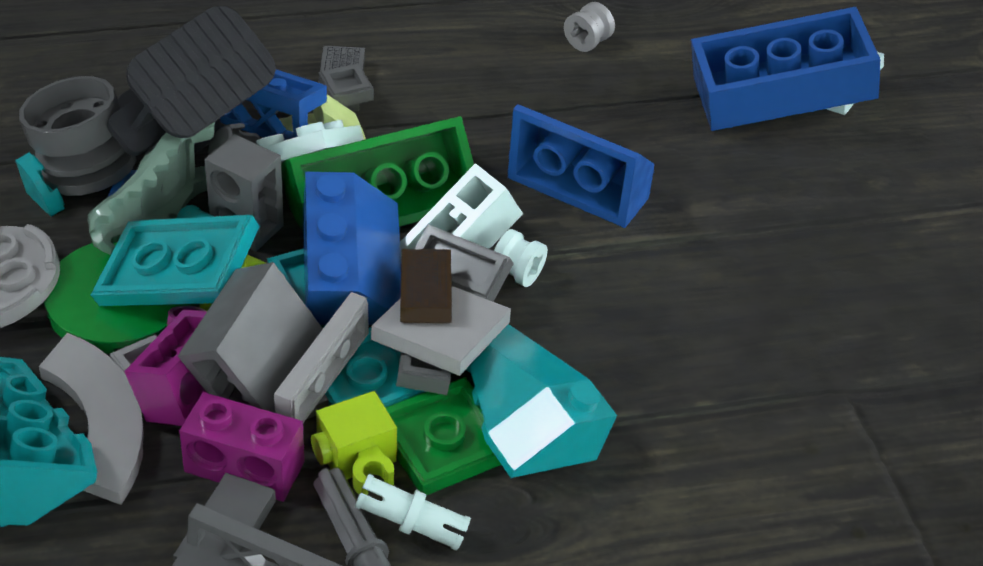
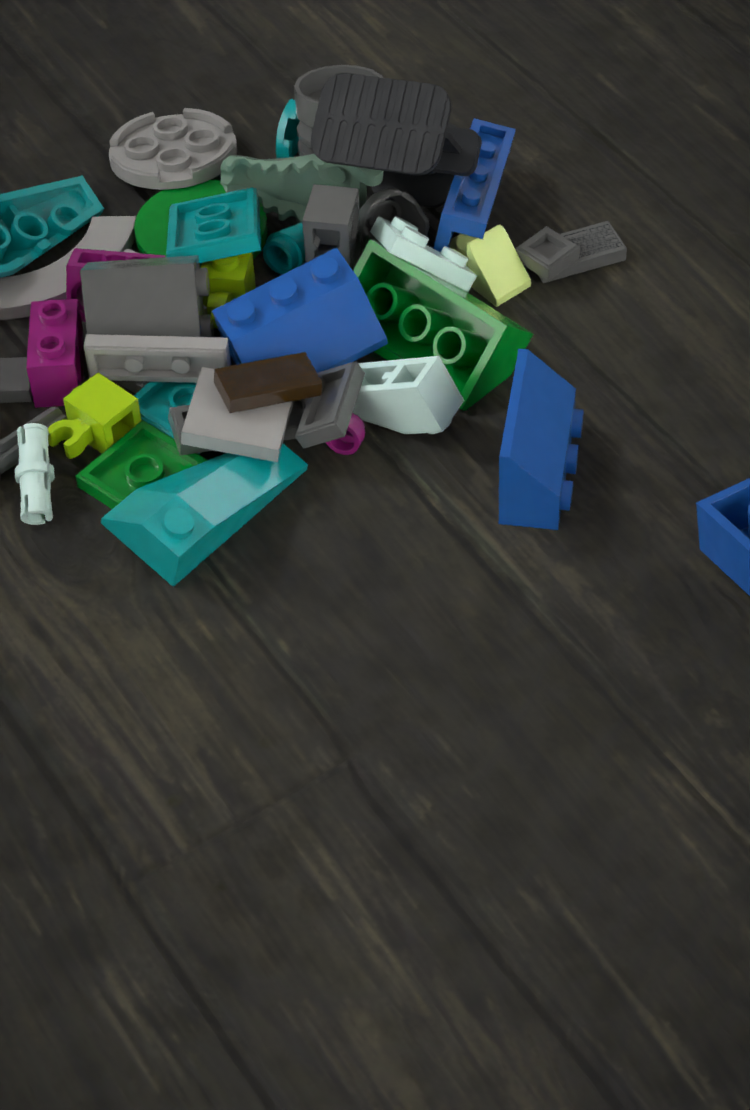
camera: 75 degrees right, 5 degrees up
(526, 256) = (381, 449): light aqua wheel -> none

